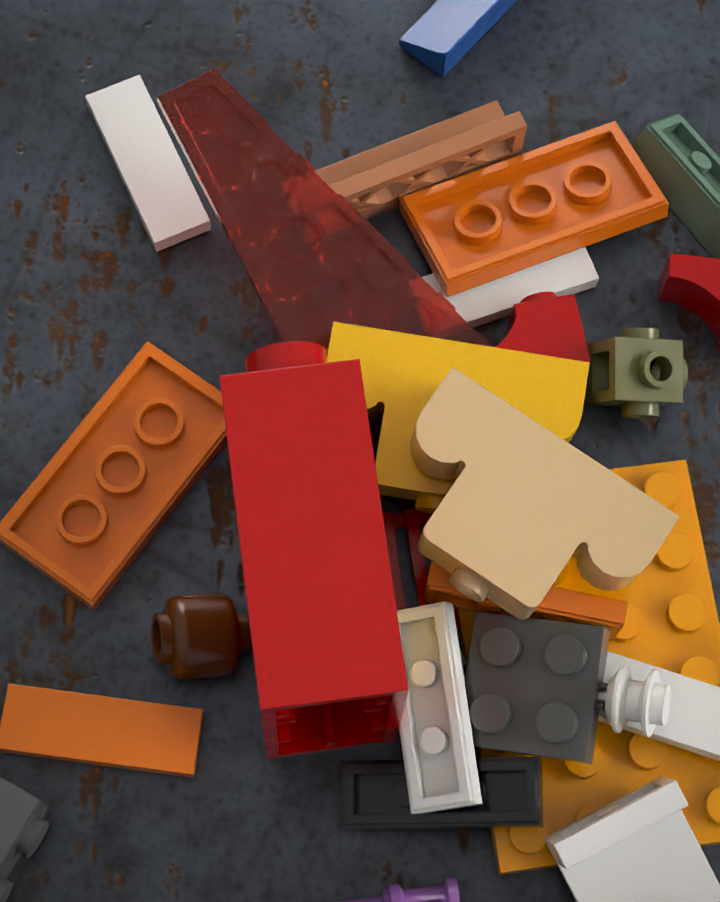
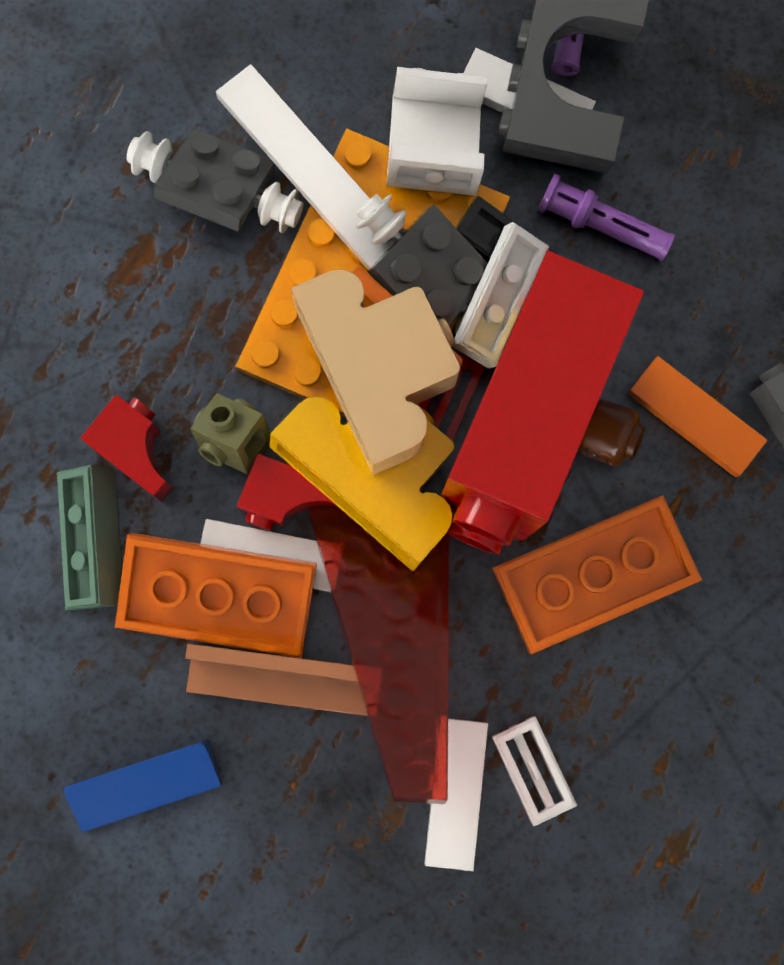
camera: 150 degrees left, 10 degrees up
(114, 257) = (551, 810): none -> white tile

